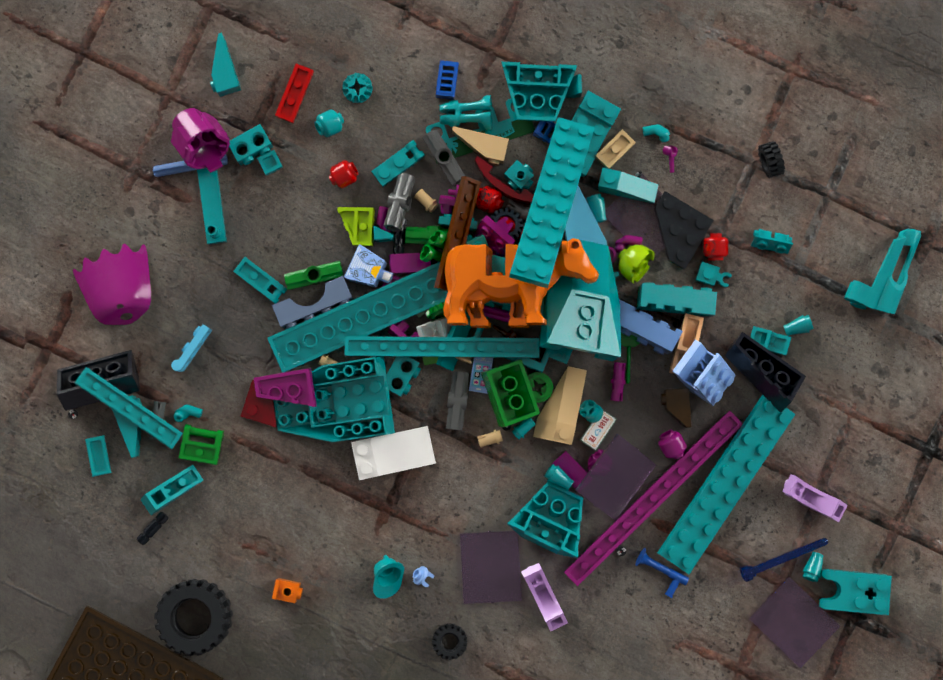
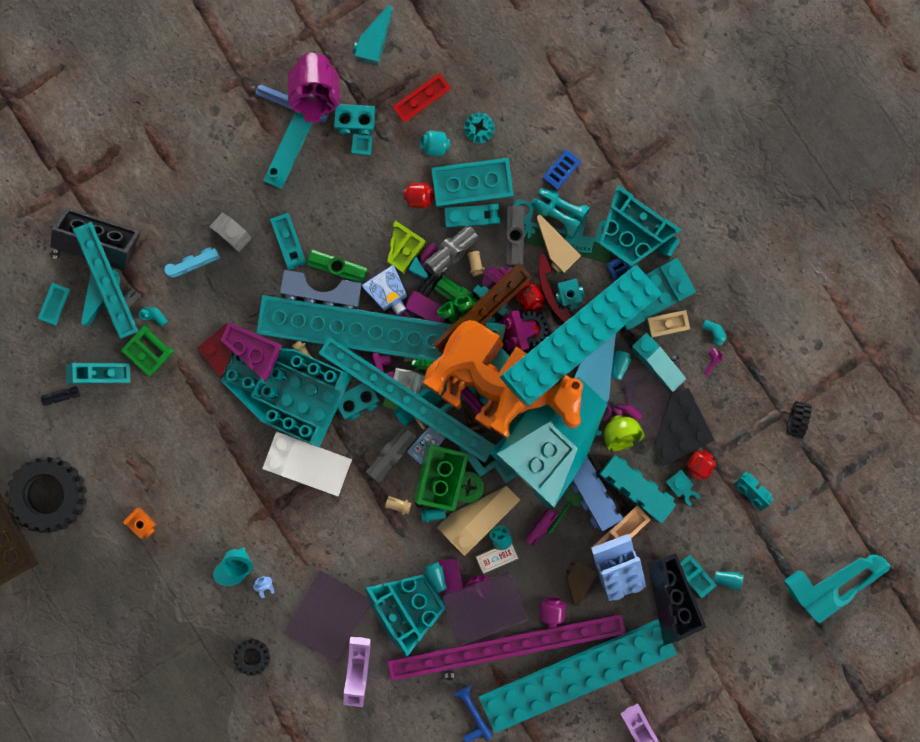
camera: 30 degrees right, 0 degrees up
(115, 281) = (163, 163): magenta piece -> none
(207, 302) = (230, 232): none -> light grey slope
(380, 135) = (472, 182): none -> teal plate

